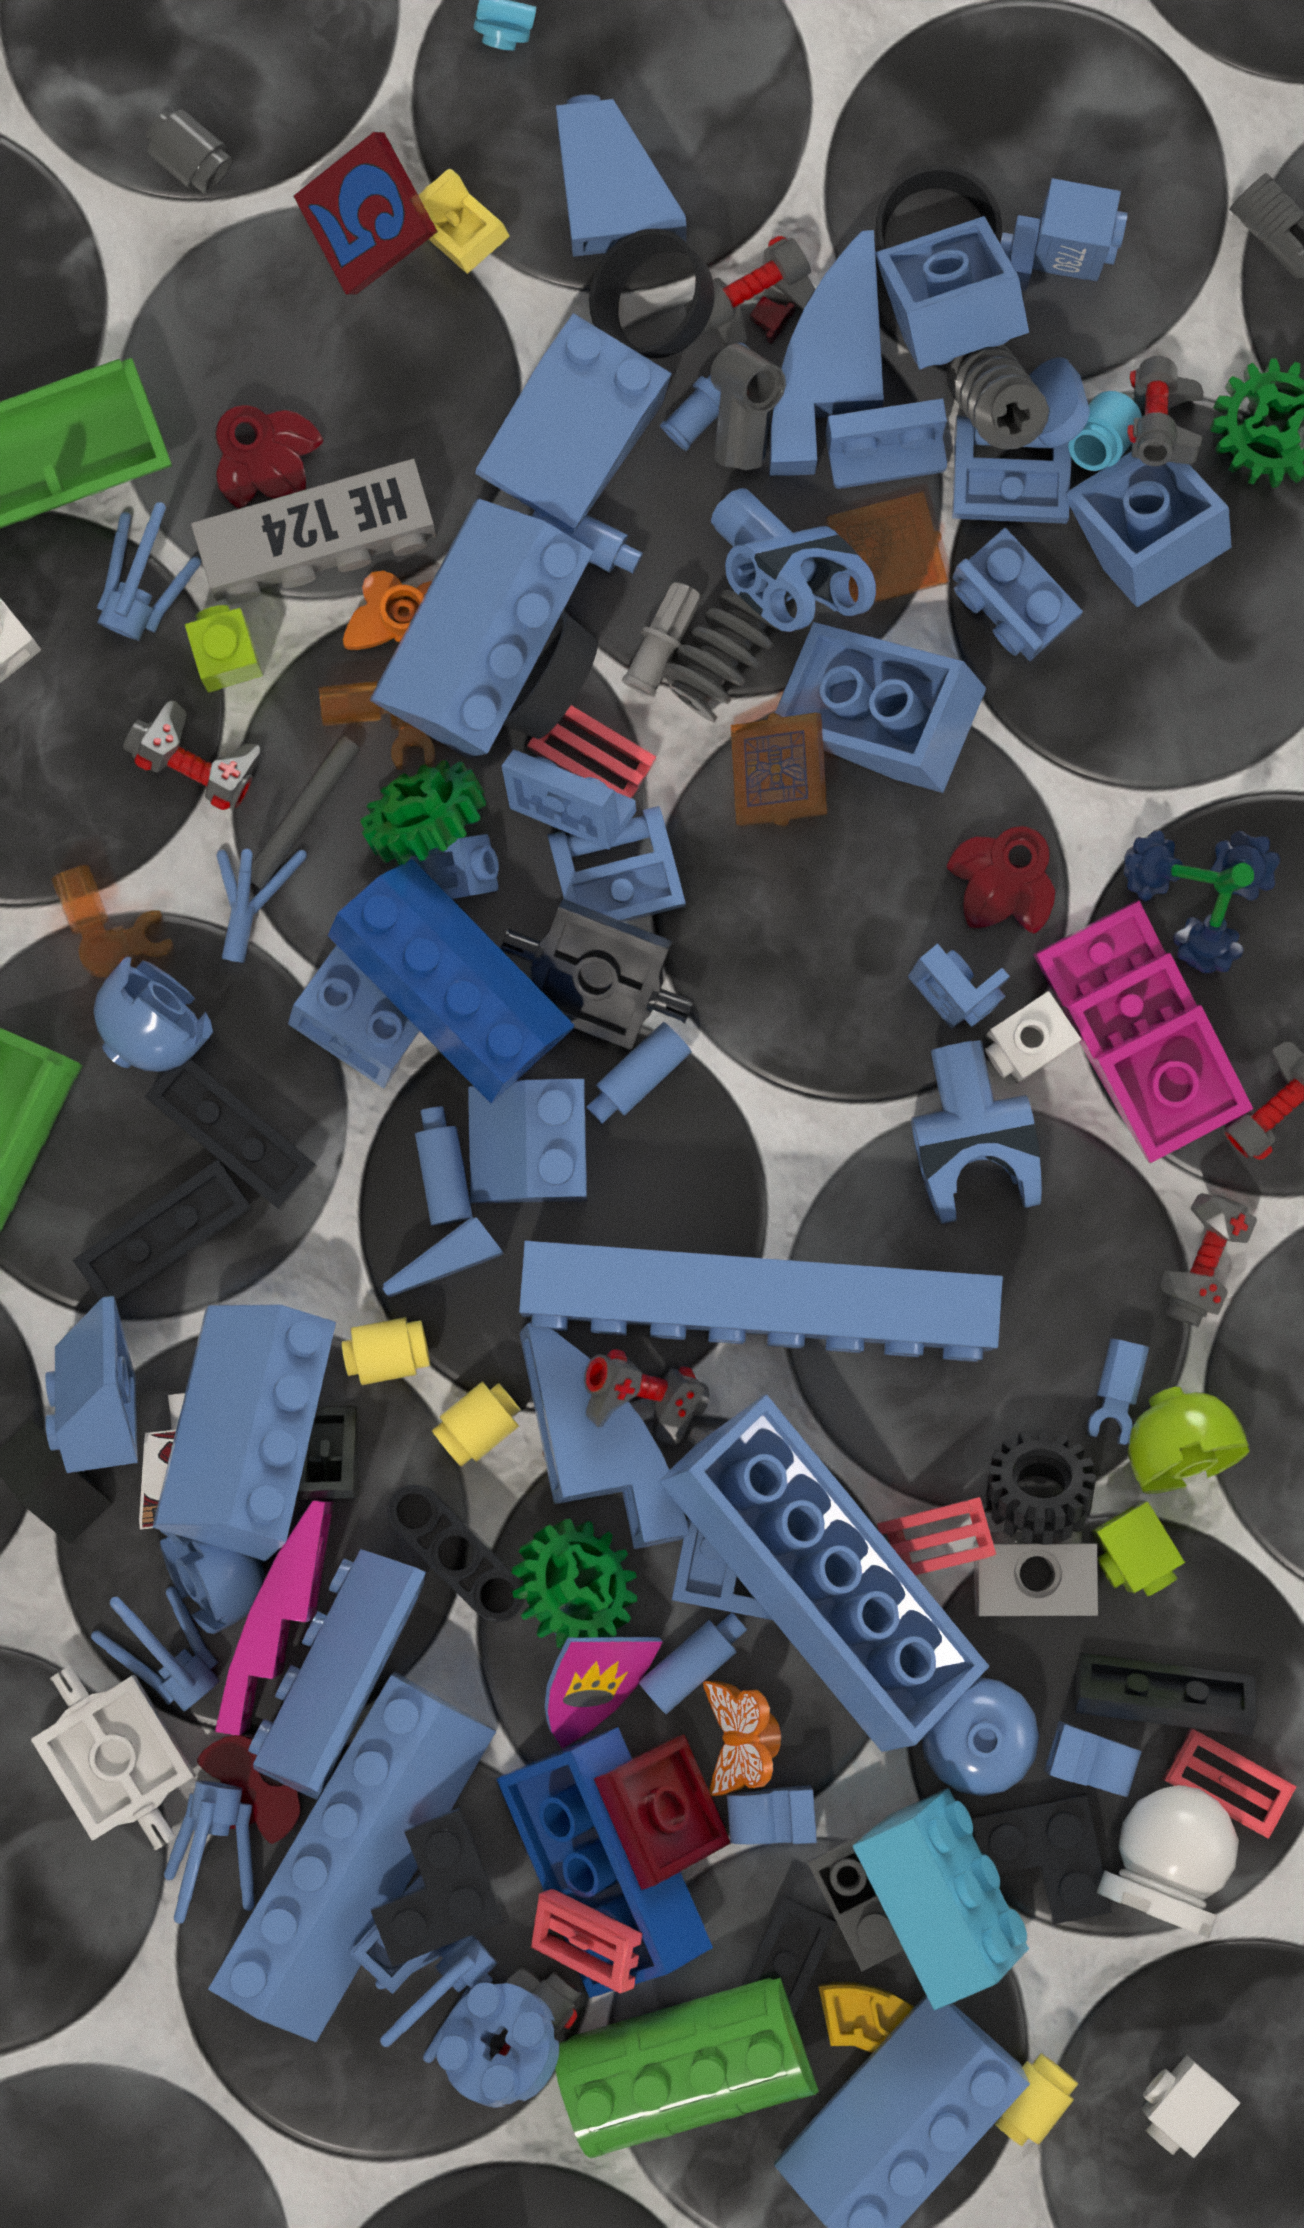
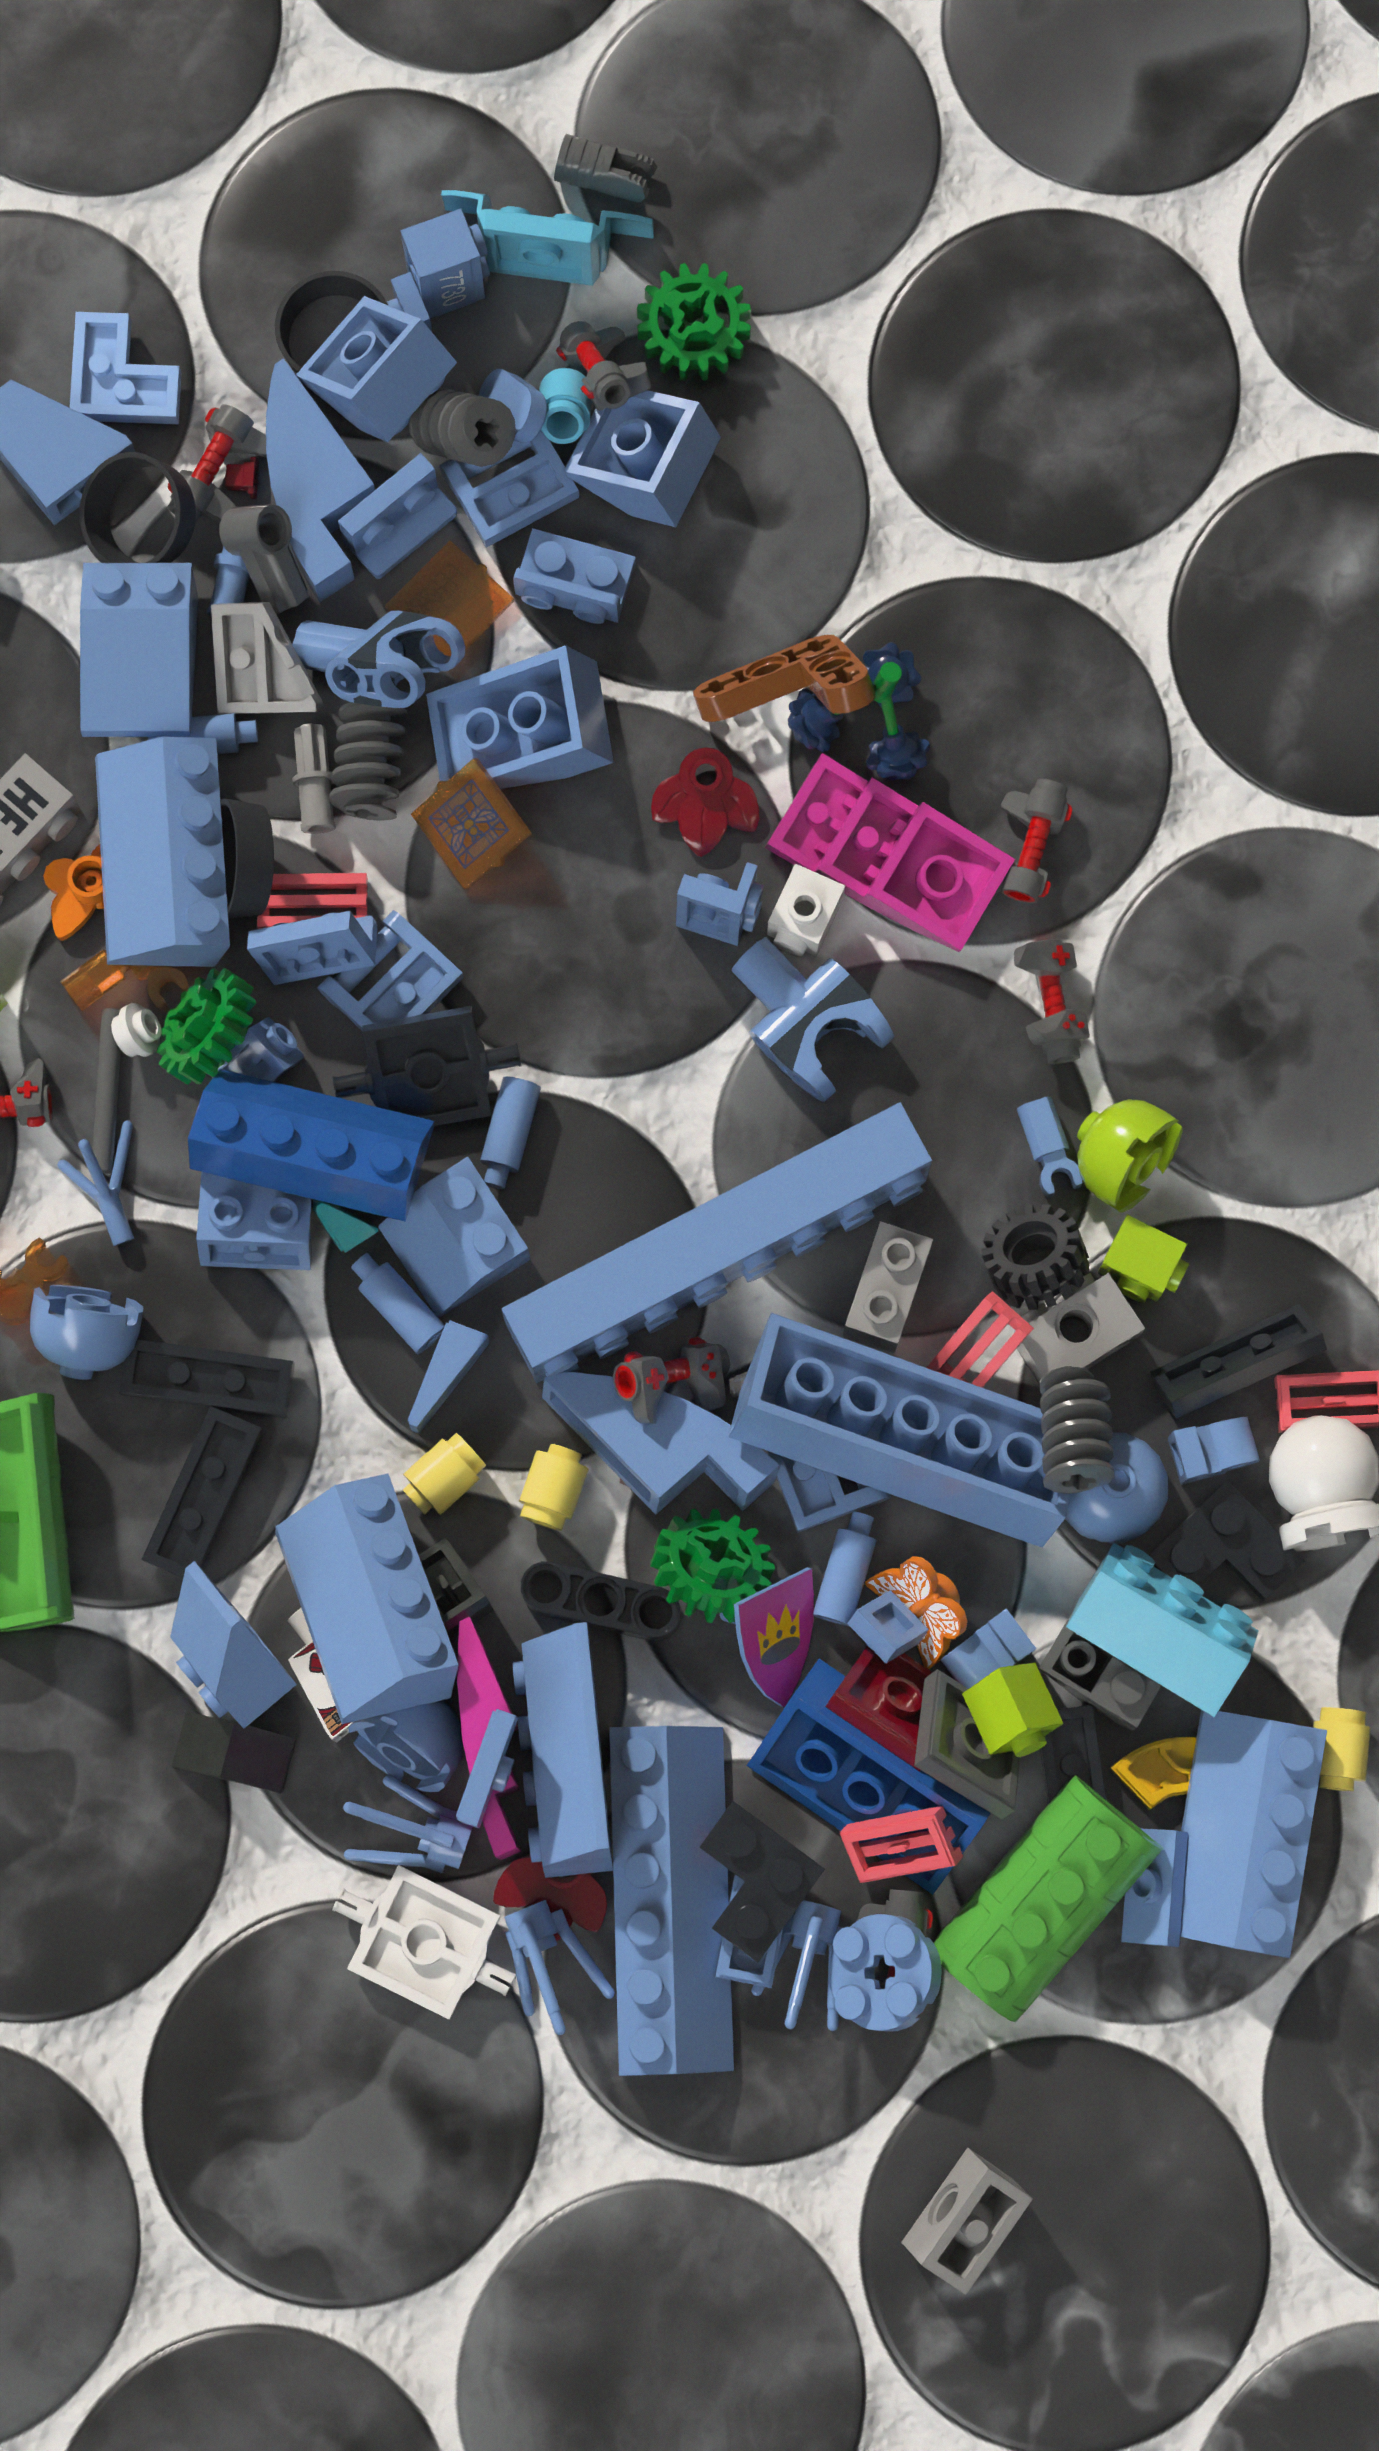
camera: 30 degrees left, 5 degrees down
(256, 1654) = (489, 1770): none -> medium blue plate
(360, 775) = (136, 1030): none -> white plate
(435, 1072) = (343, 1225): none -> teal slope
(676, 502) = (258, 663): none -> light grey wing
(697, 1737) = (888, 1626): none -> medium blue plate
(699, 153) = (110, 387): none -> light blue plate
(701, 1891) = (955, 1753): none -> dark grey tile
(760, 1886) = (1013, 1710): none -> lime brick
(783, 2131) = (1156, 1898): none -> medium blue plate
(890, 1430) = (887, 1287): none -> light grey brick
(972, 1671) = (1075, 1430): none -> dark grey piece
(1176, 269) = (543, 246): none -> medium azure piece
(1184, 812) = (819, 663): none -> dark orange beam

